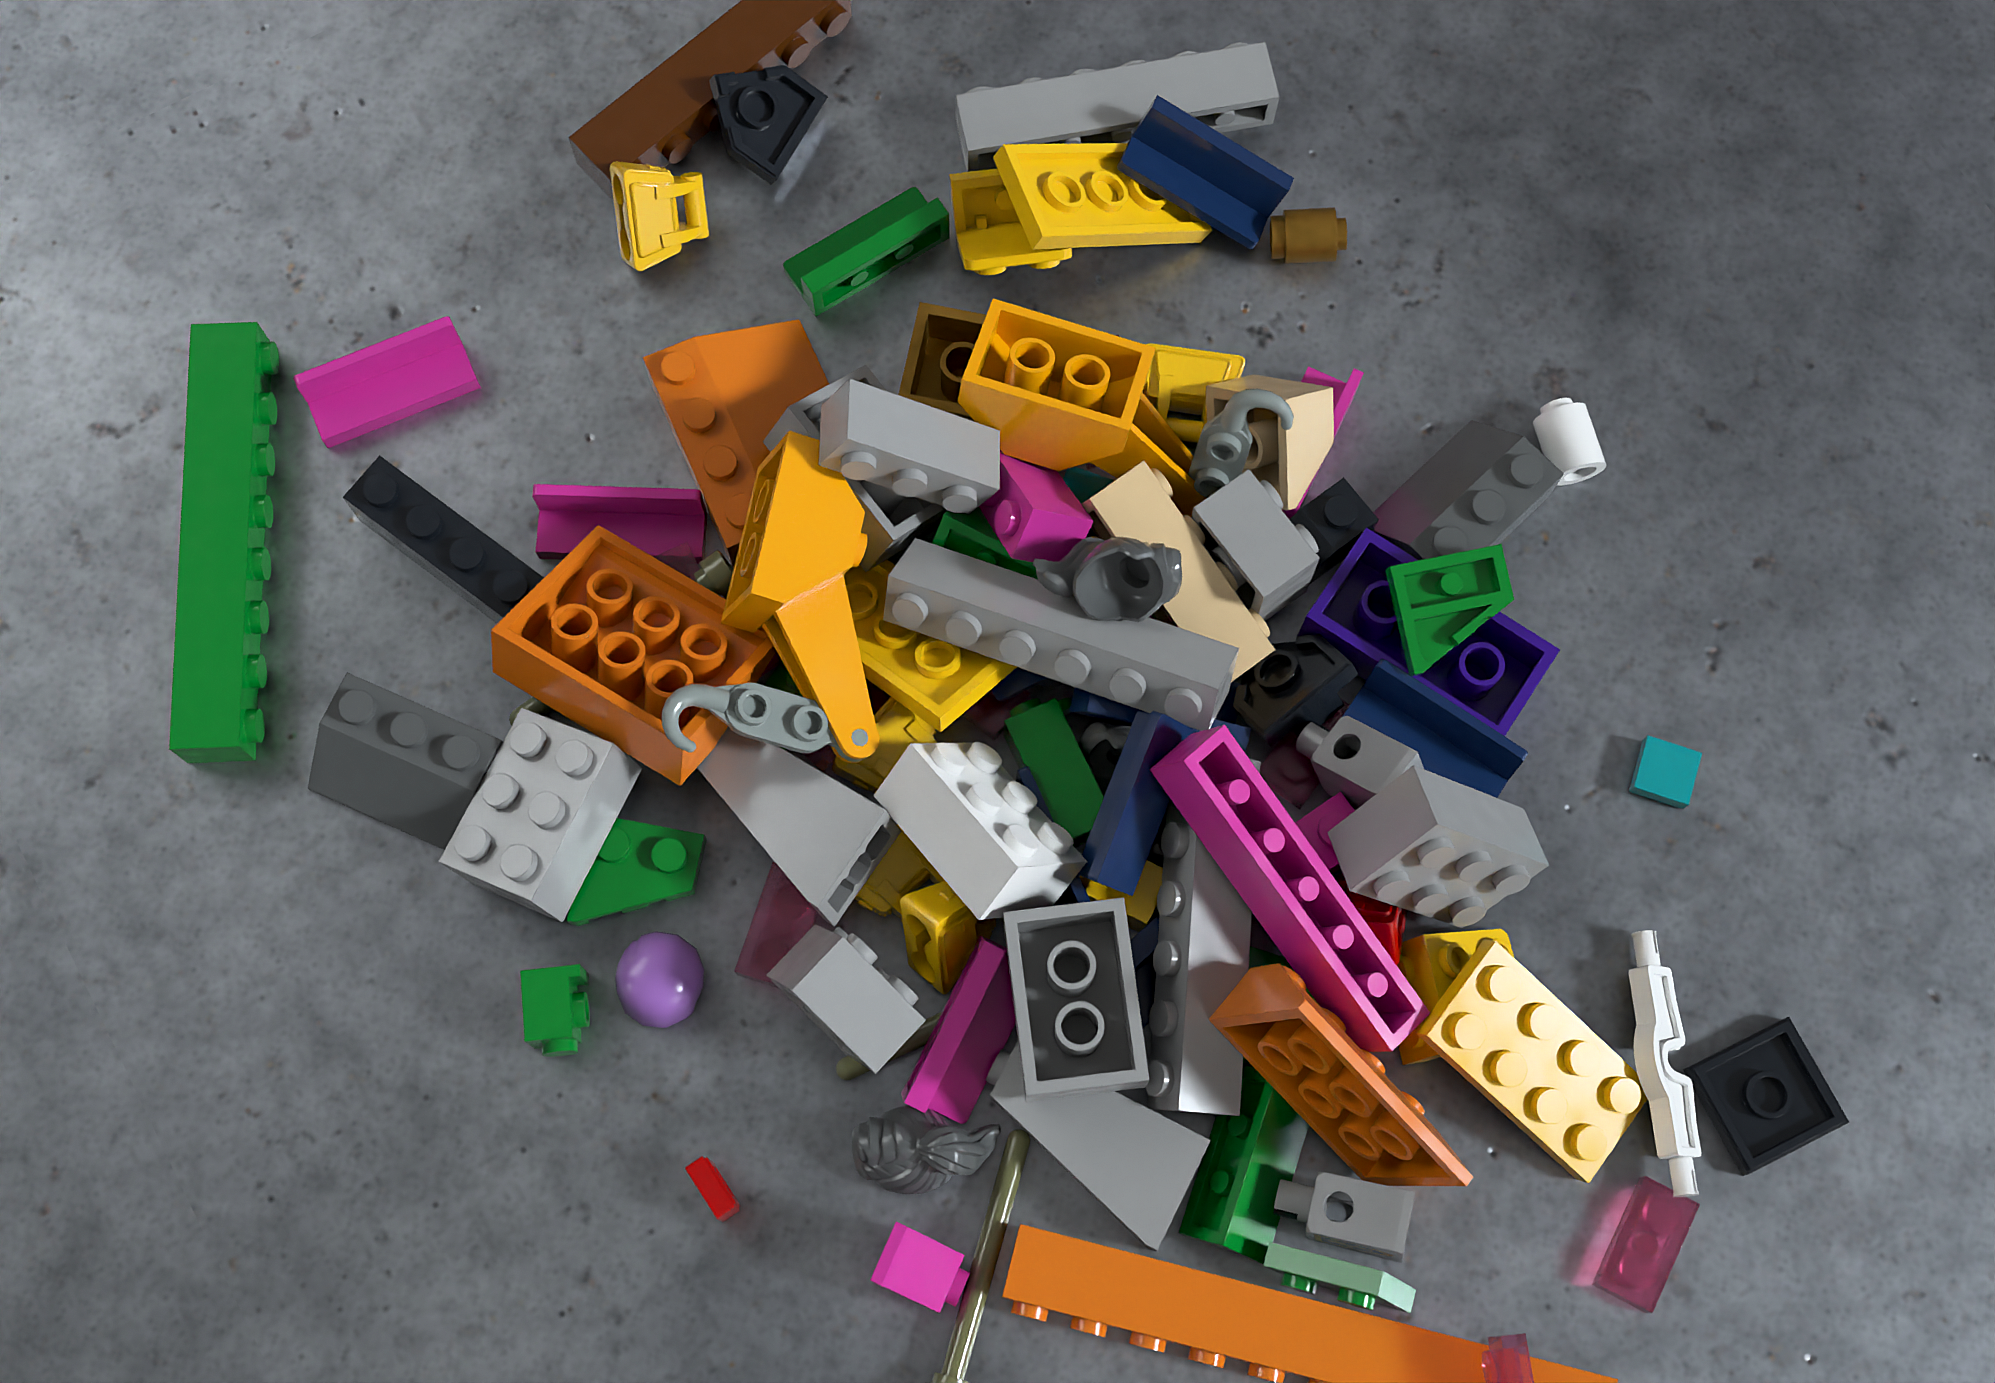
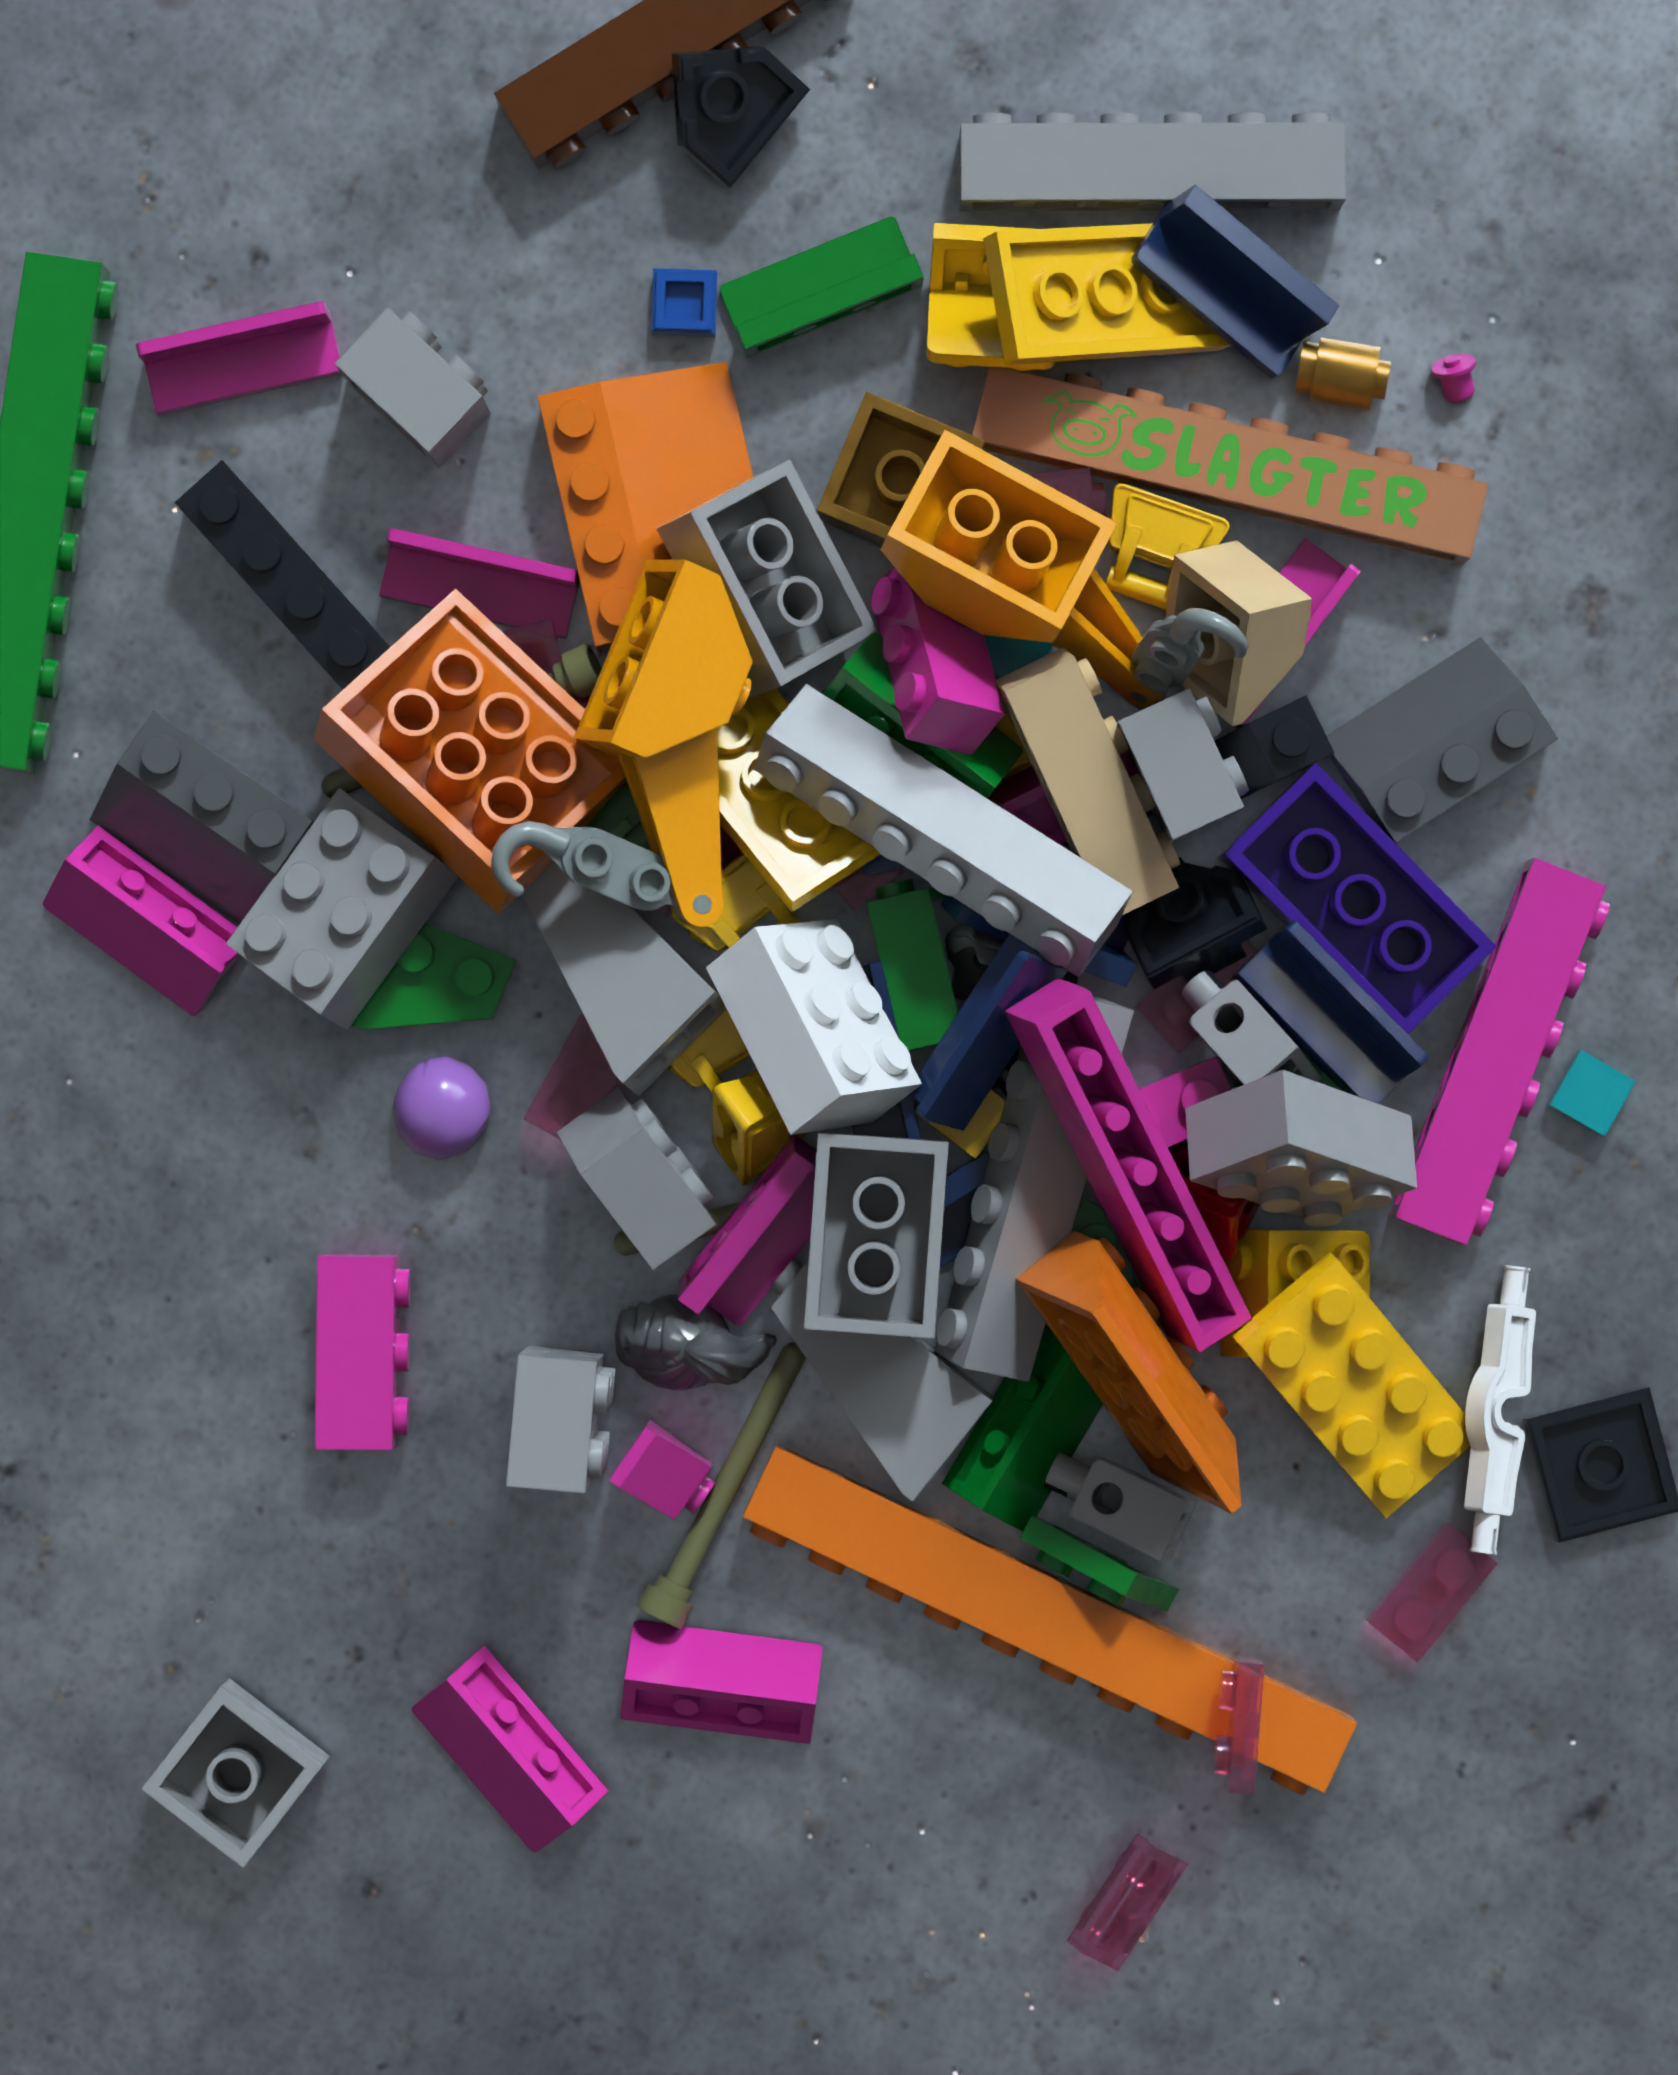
camera: 10 degrees right, 15 degrees up
(364, 864) = (143, 919): none -> dark pink panel
(537, 370) = (413, 386): none -> light grey brick
(554, 1008) = (325, 1122): green brick -> none
(619, 1215) = (360, 1352): none -> dark pink brick
(649, 213) = (571, 204): yellow piece -> none
(713, 1188) = (463, 1344): red tile -> none
(755, 281) = (684, 302): none -> blue tile
(811, 1231) = (557, 1419): none -> light grey brick
(909, 447) = (816, 596): light grey brick -> none
(1115, 577) = (1011, 787): dark grey hair -> none
(1254, 315) = (1231, 463): none -> nougat brick
(1398, 227) = (1455, 376): none -> dark pink piece
(1446, 600) = (1380, 871): green wing -> none
(1569, 440) = (1582, 688): white brick -> none
(1579, 749) = (1499, 1050): none -> dark pink brick

